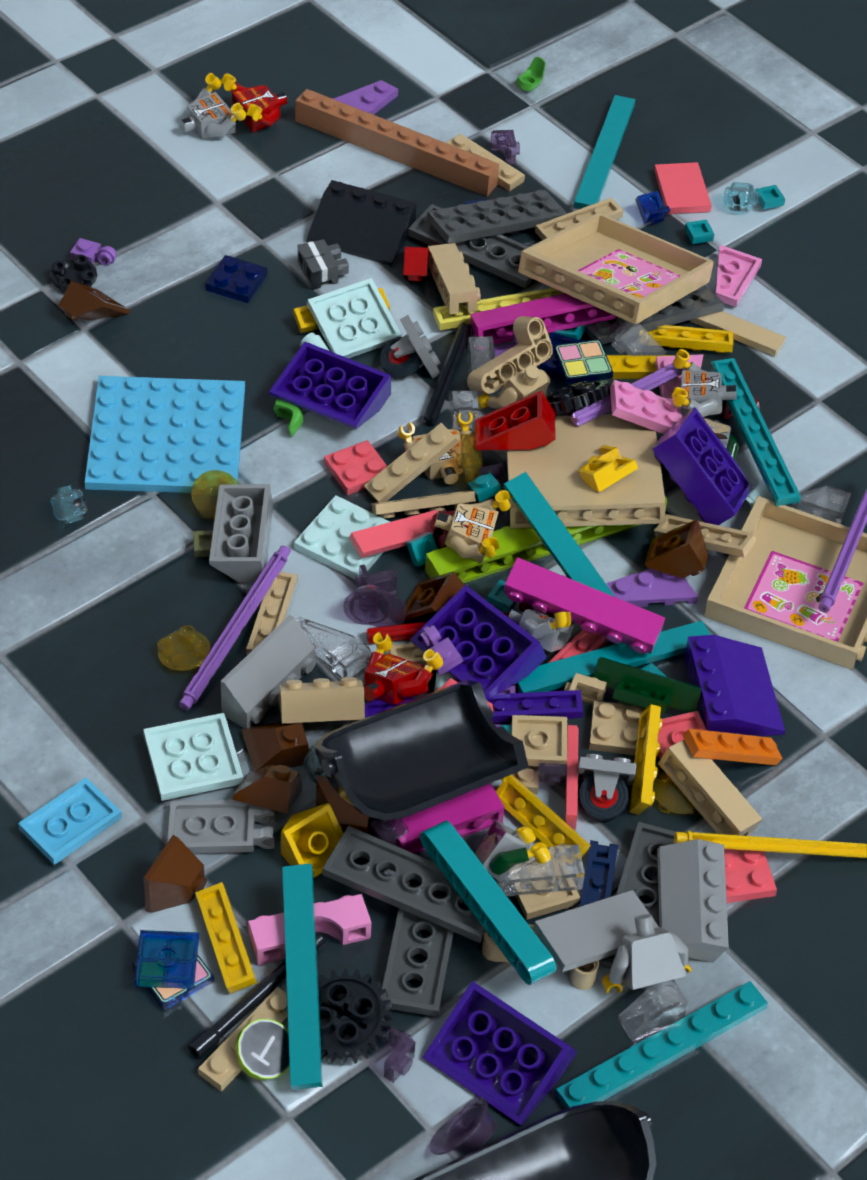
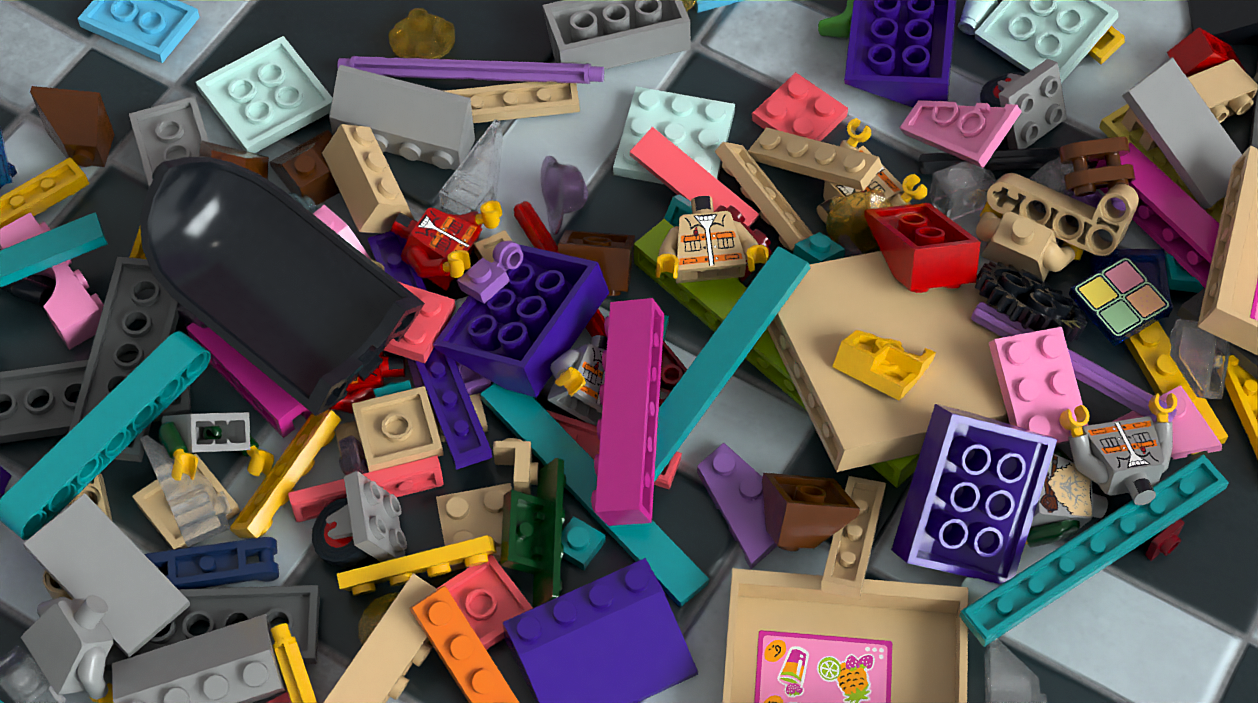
camera: 75 degrees right, 10 degrees up
(385, 580) = (600, 187): clear purple bracket -> none
(421, 387) = (961, 130): none -> bright pink wing
(485, 281) = (1185, 131): none -> light grey tile
(501, 333) = (1085, 180): none -> reddish brown brick

